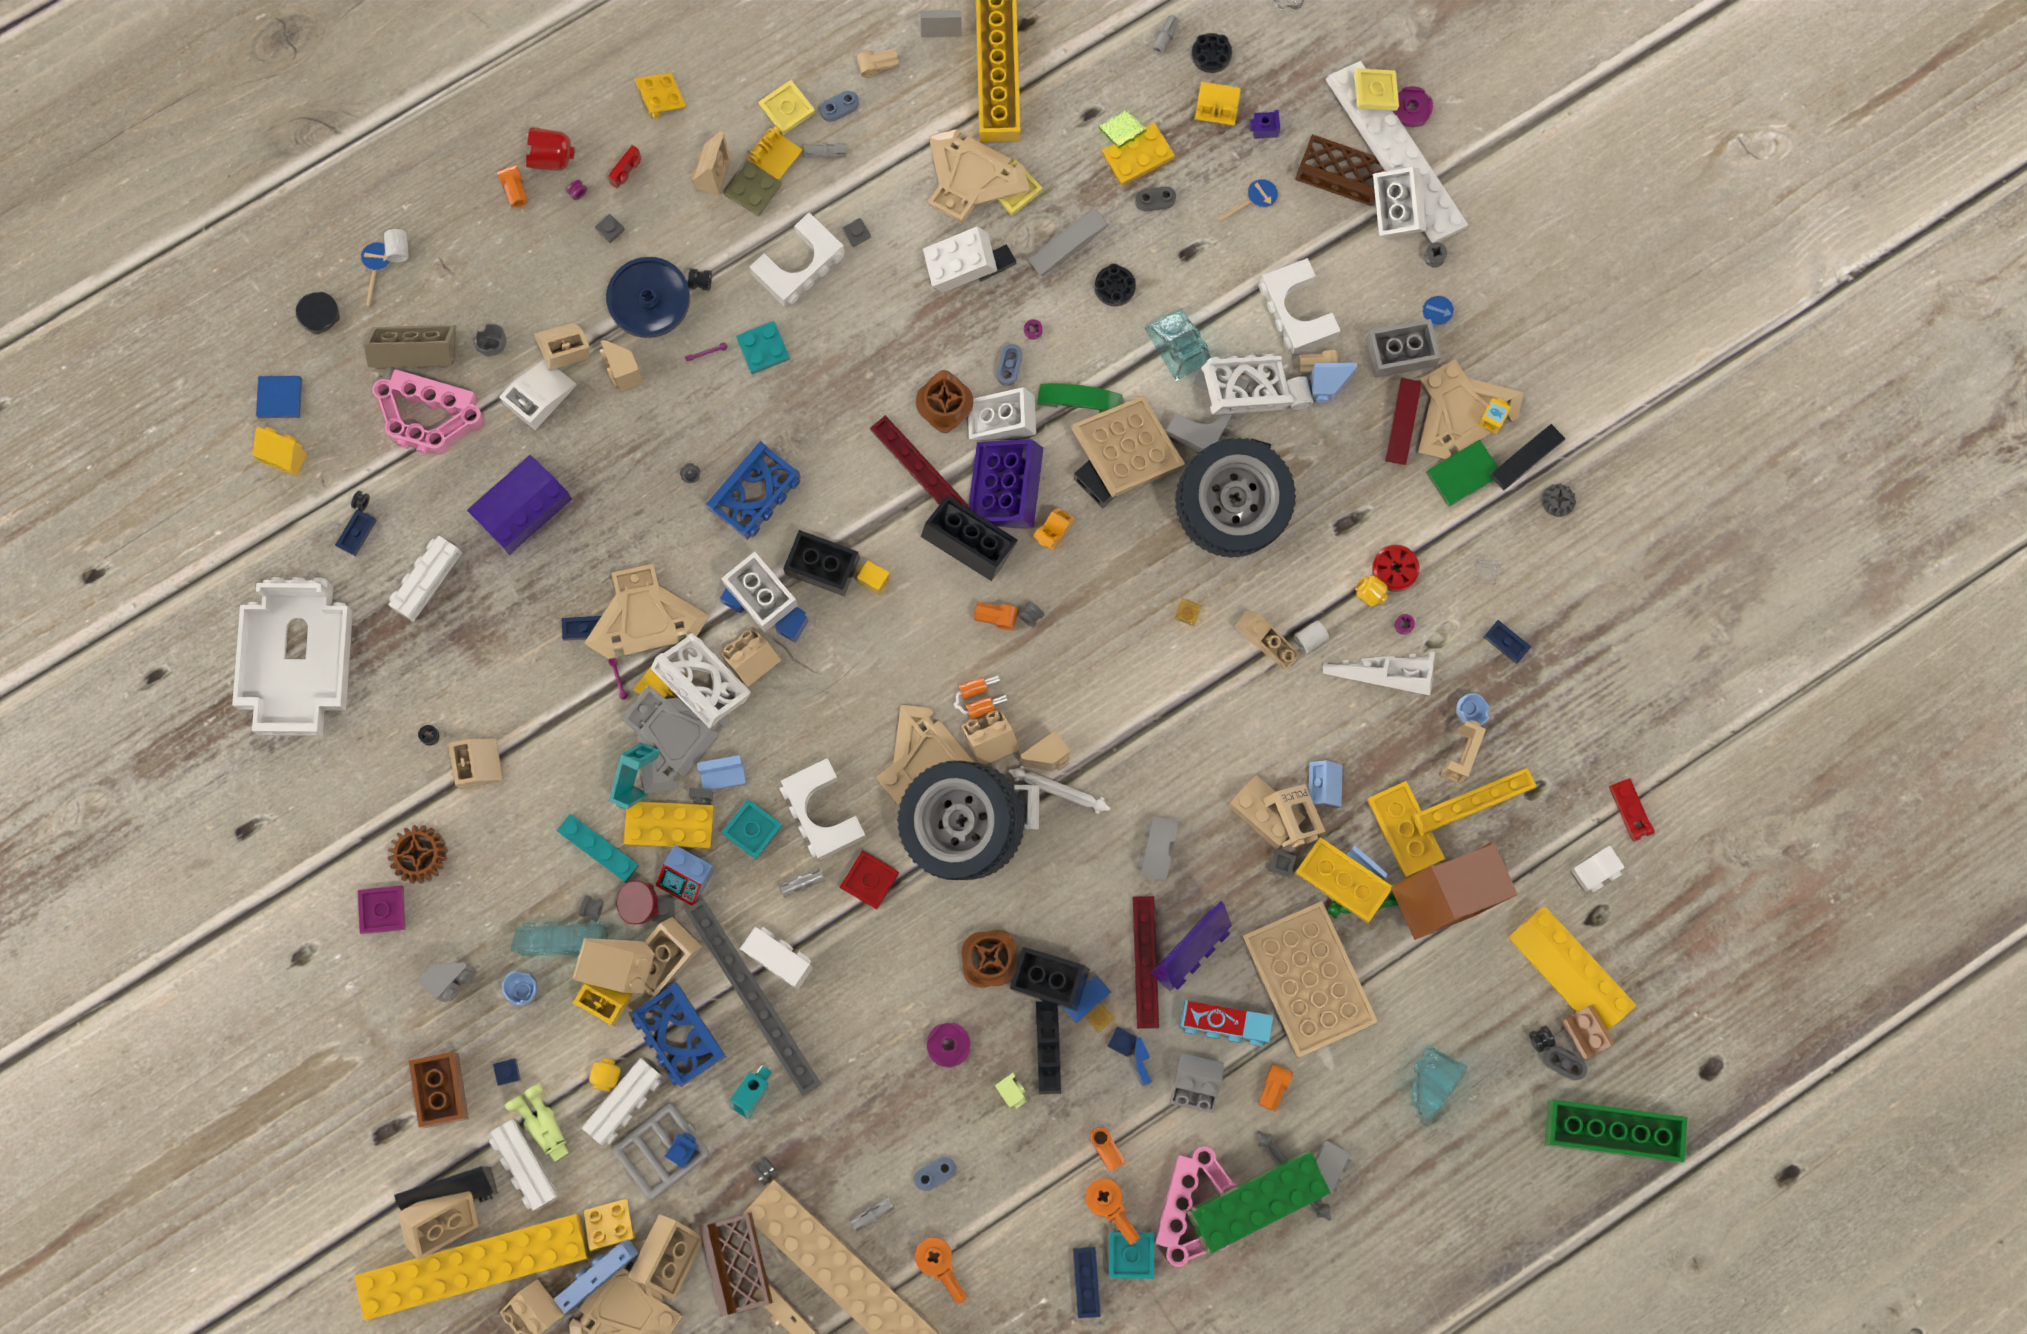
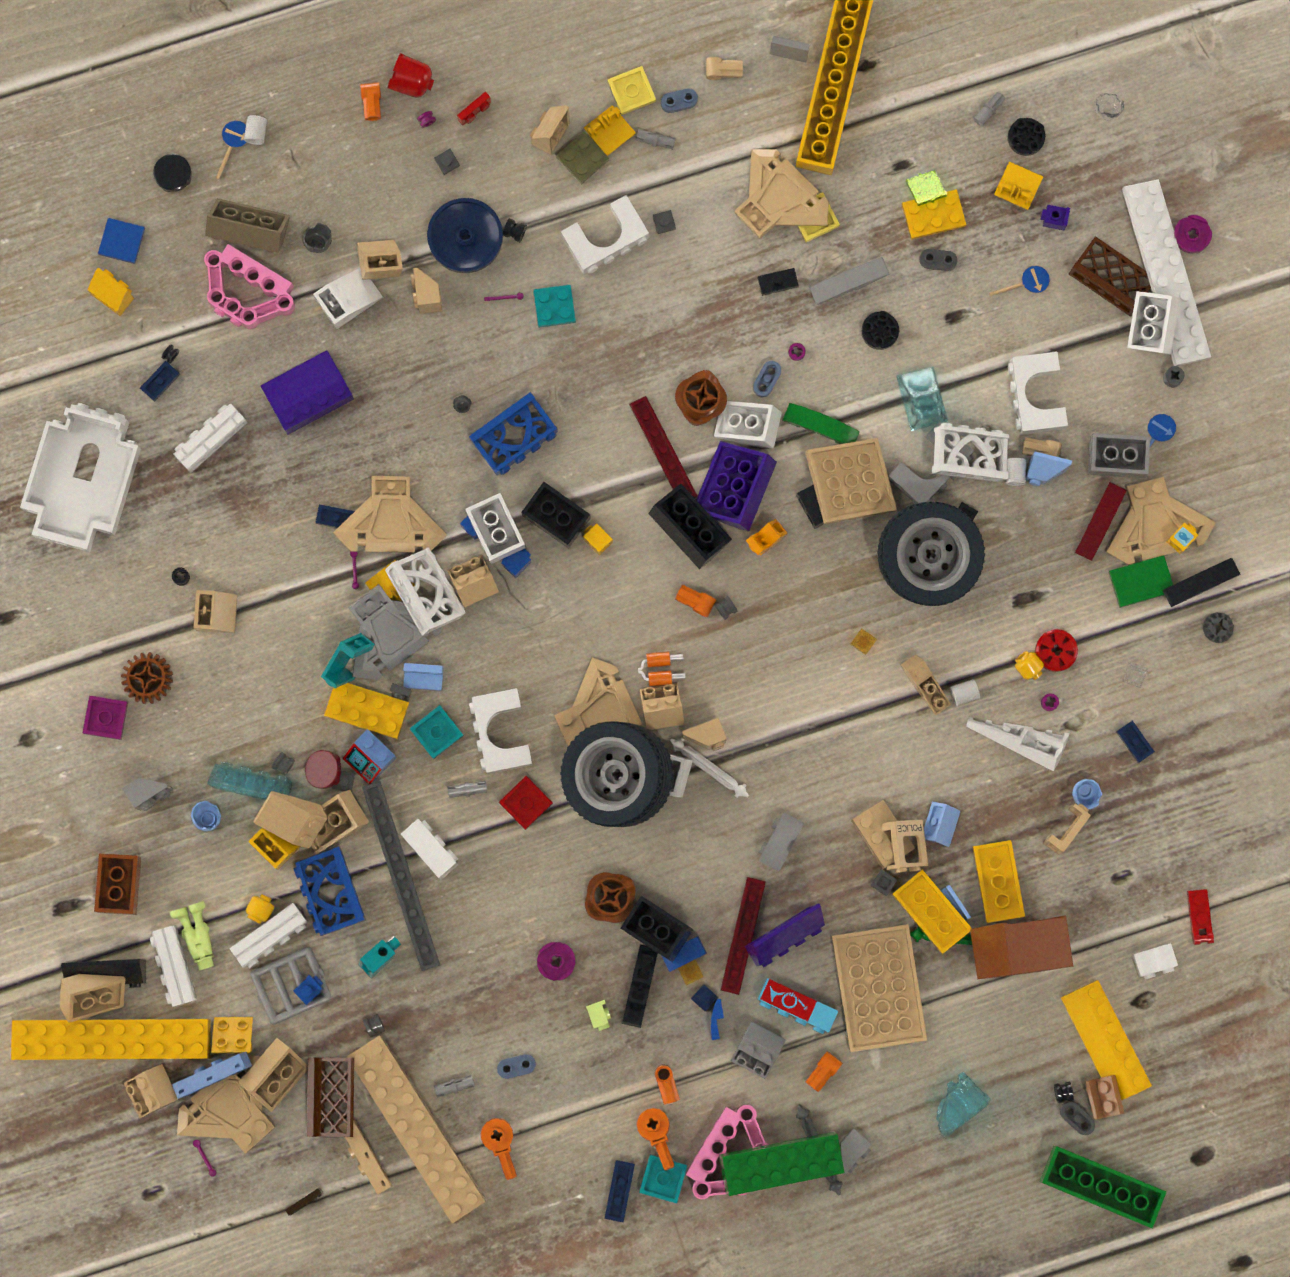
camera: 15 degrees right, 5 degrees up
(507, 1072) = (178, 883): dark blue plate -> none
(597, 848) = (301, 713): teal plate -> none
(660, 93) = (522, 48): yellow hinge -> none
(960, 259) = (748, 273): white brick -> none
(1376, 89) = (1163, 211): light yellow plate -> none
(1474, 801) = (1065, 873): yellow tile -> none

